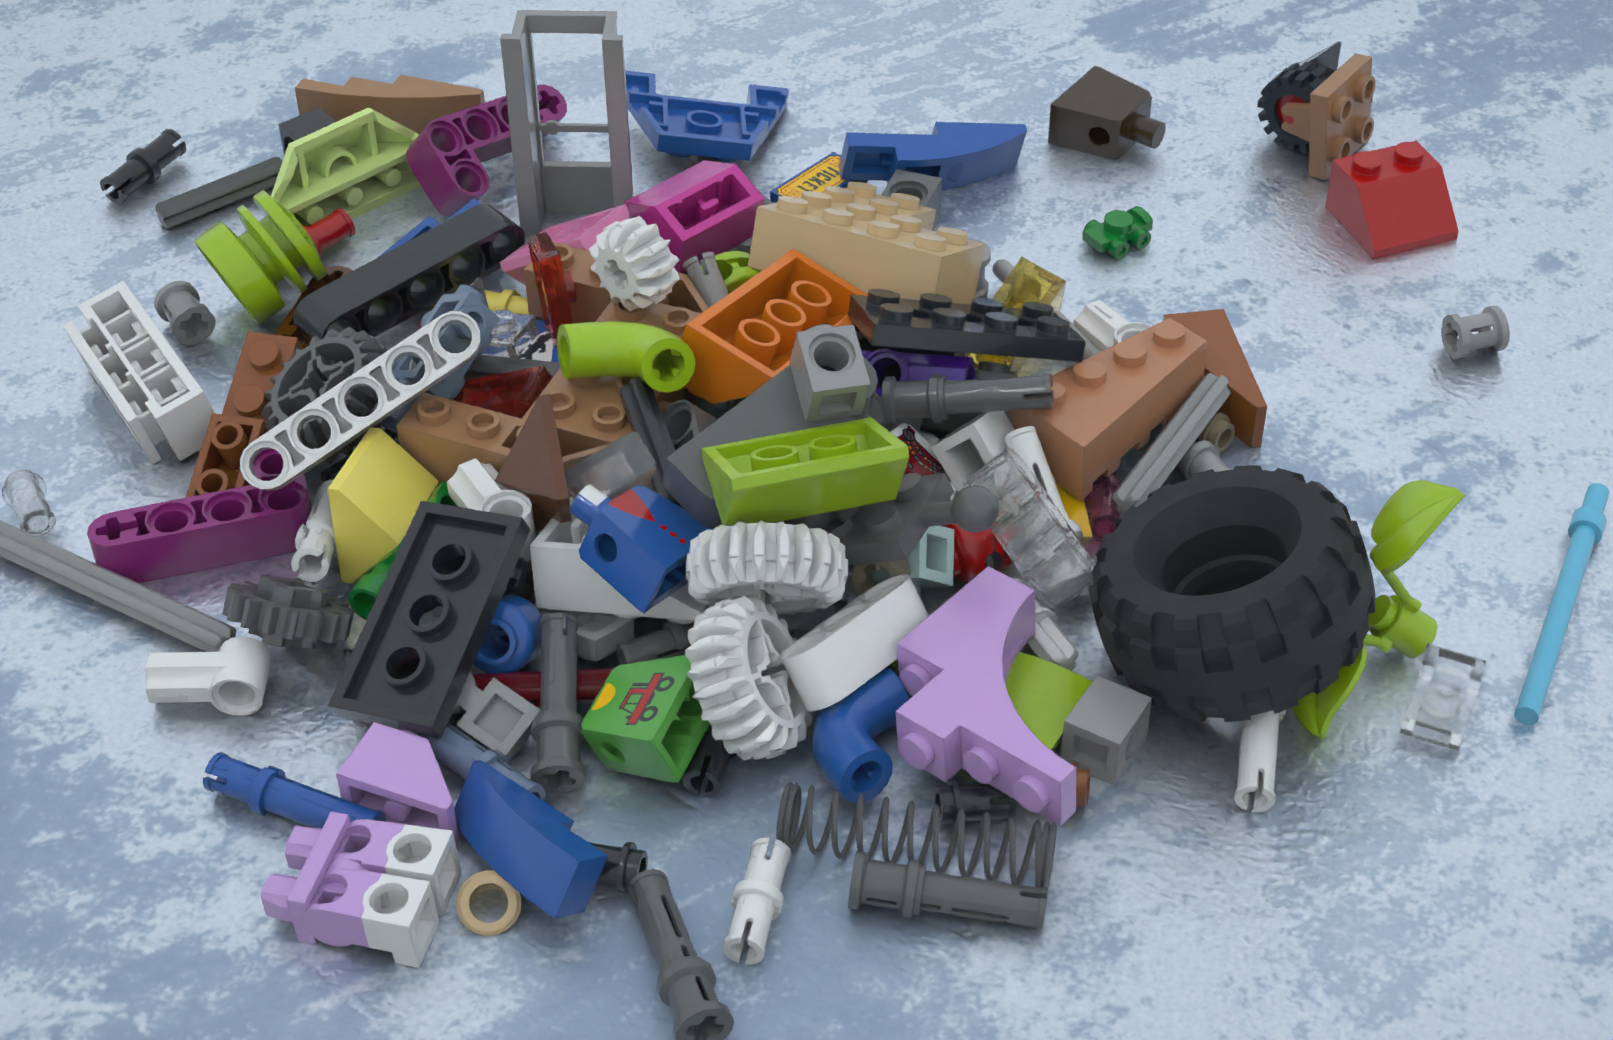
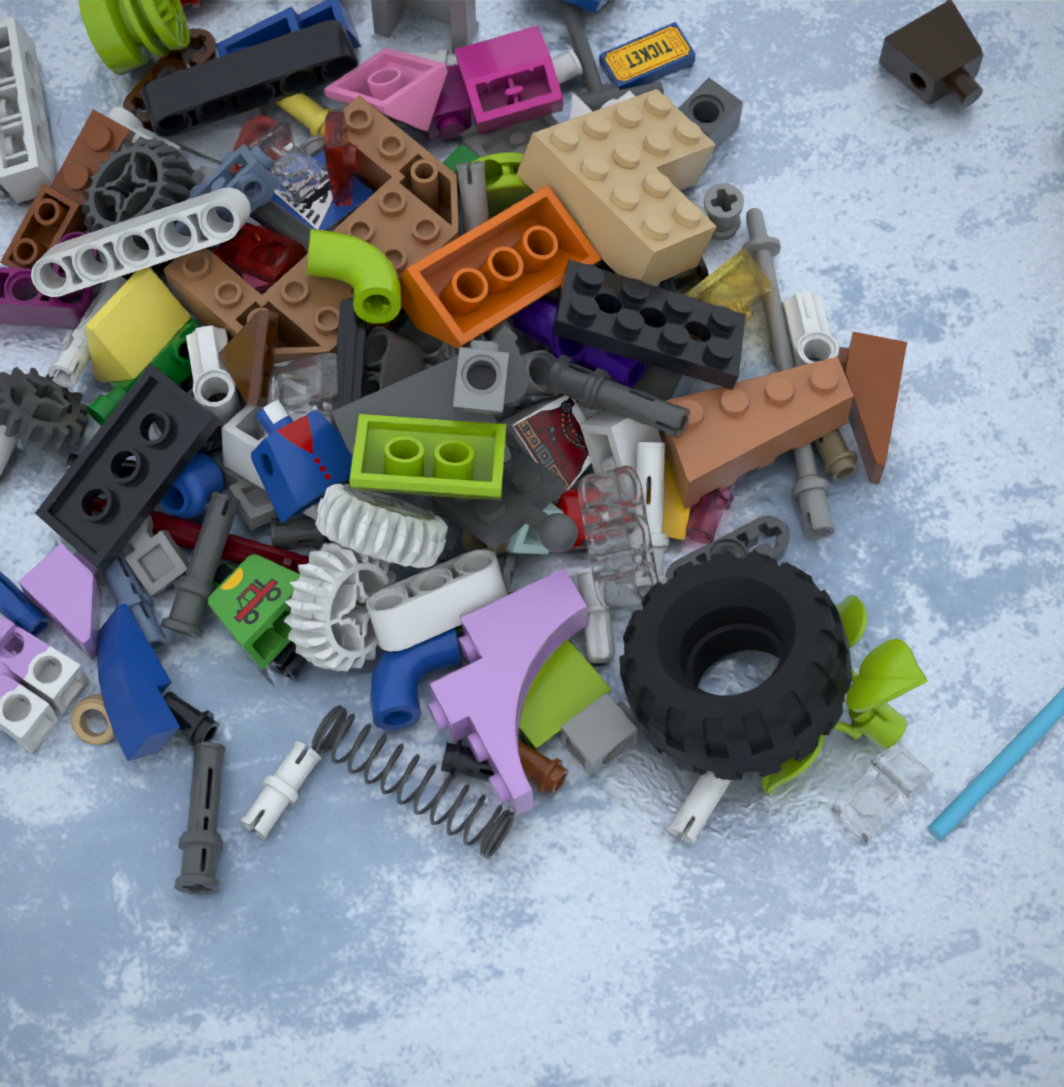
camera: 20 degrees right, 25 degrees up
(181, 306) = (66, 43): light grey bush -> none
(634, 263) = (399, 174): white gear -> none
(916, 890) = (393, 824): dark grey pin -> none
(955, 152) = (772, 69): blue slope -> none
(1119, 228) = (880, 198): green piece -> none
(1172, 442) = (787, 476): light grey axle -> none

